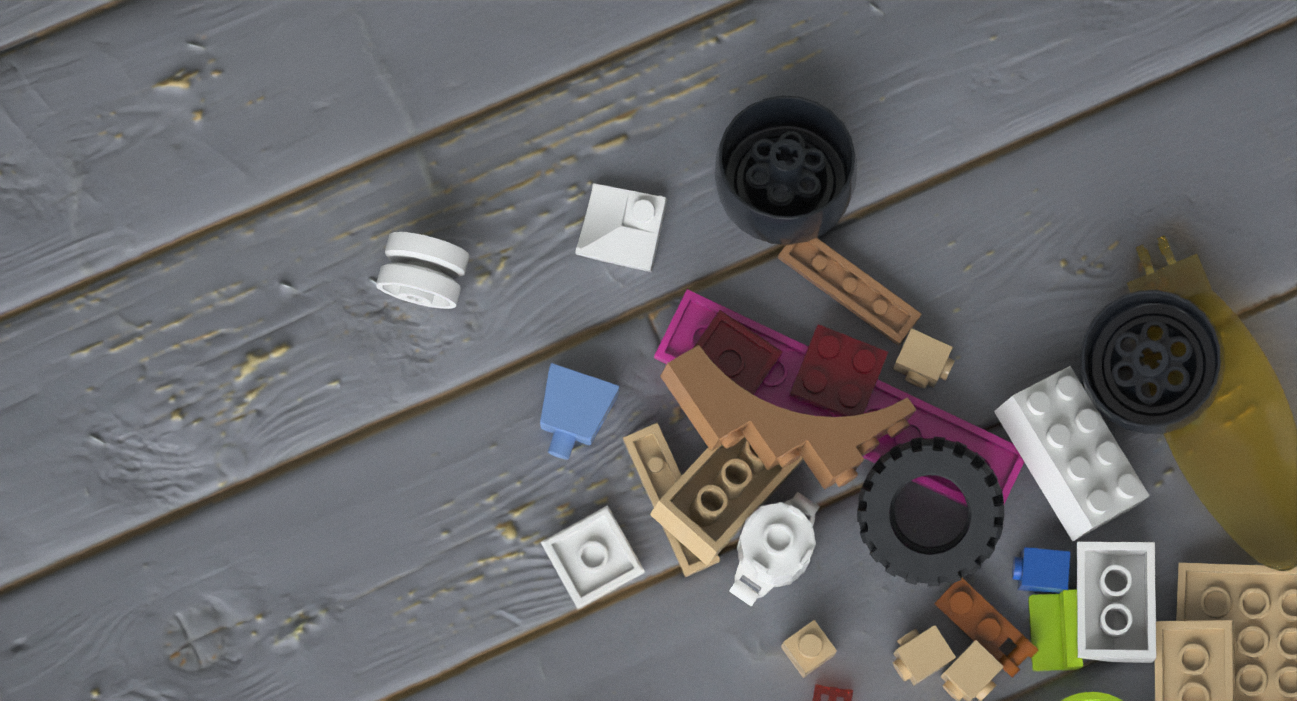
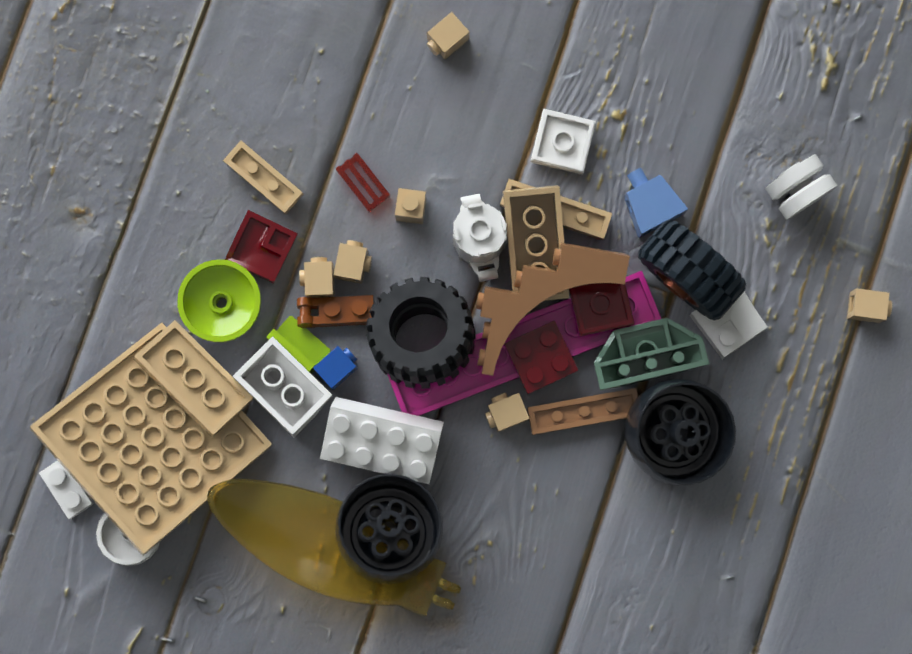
camera: 135 degrees right, 5 degrees up
(479, 103) = (869, 305): none -> tan brick
(617, 297) = (692, 269): none -> black wheel
(736, 271) = (648, 353): none -> sand green wedge

